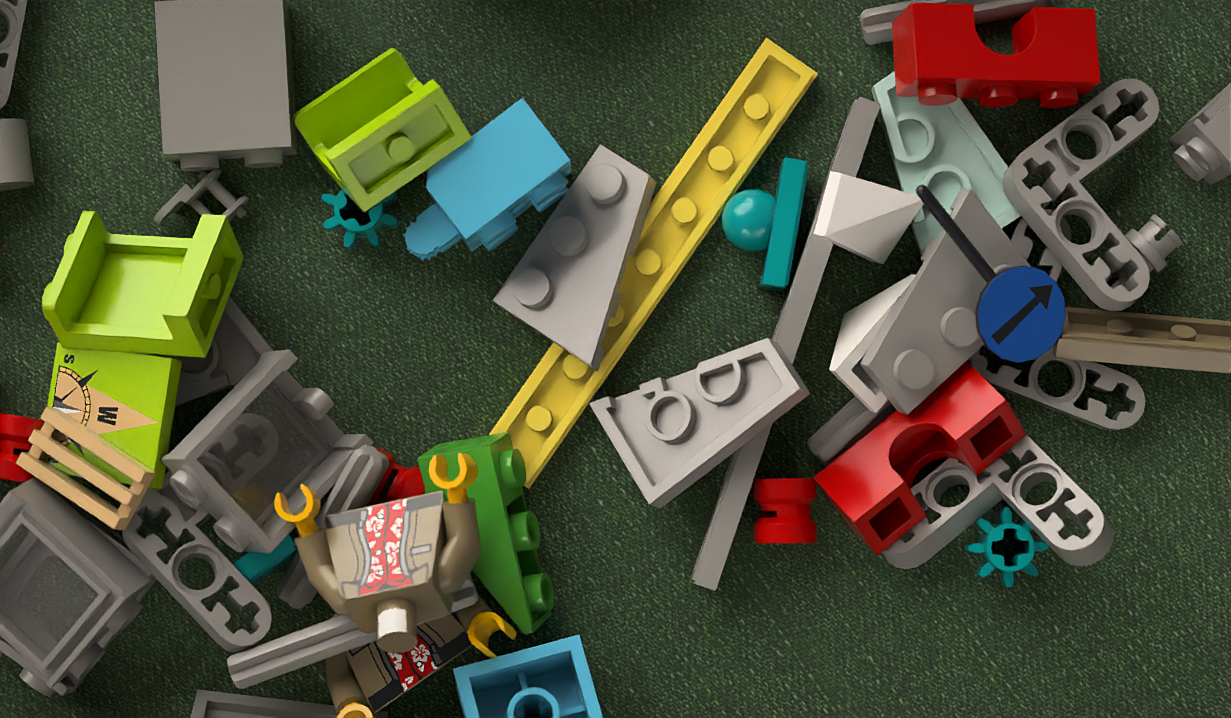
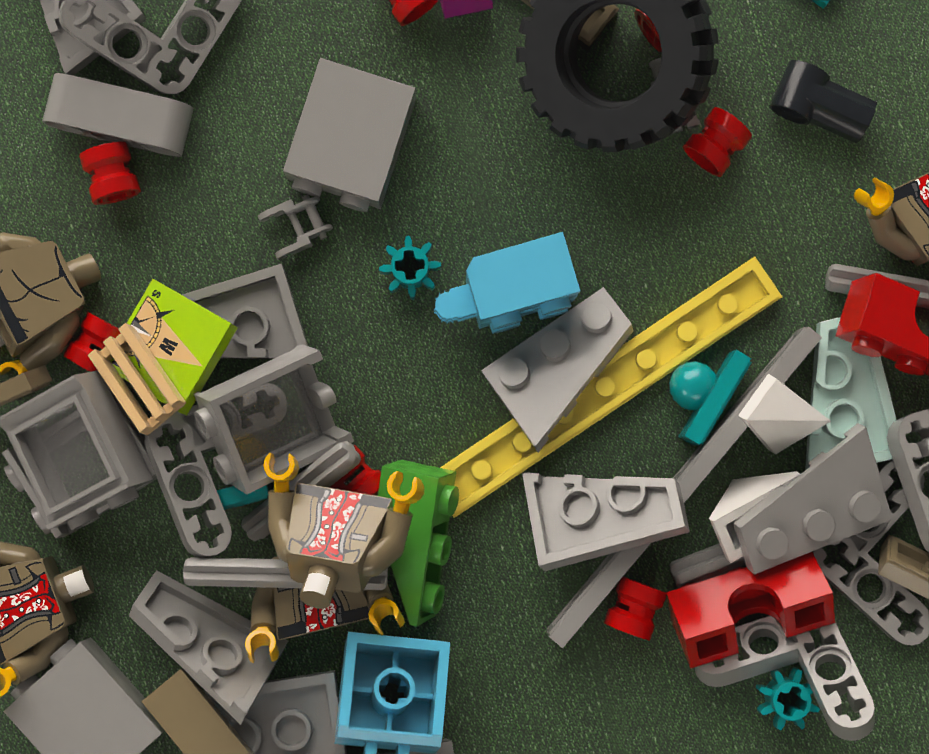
camera: 20 degrees right, 0 degrees up
(142, 289) = (229, 263): lime panel -> none
(380, 129) = (449, 214): lime panel -> none
(1018, 308) = (868, 526): blue piece -> none

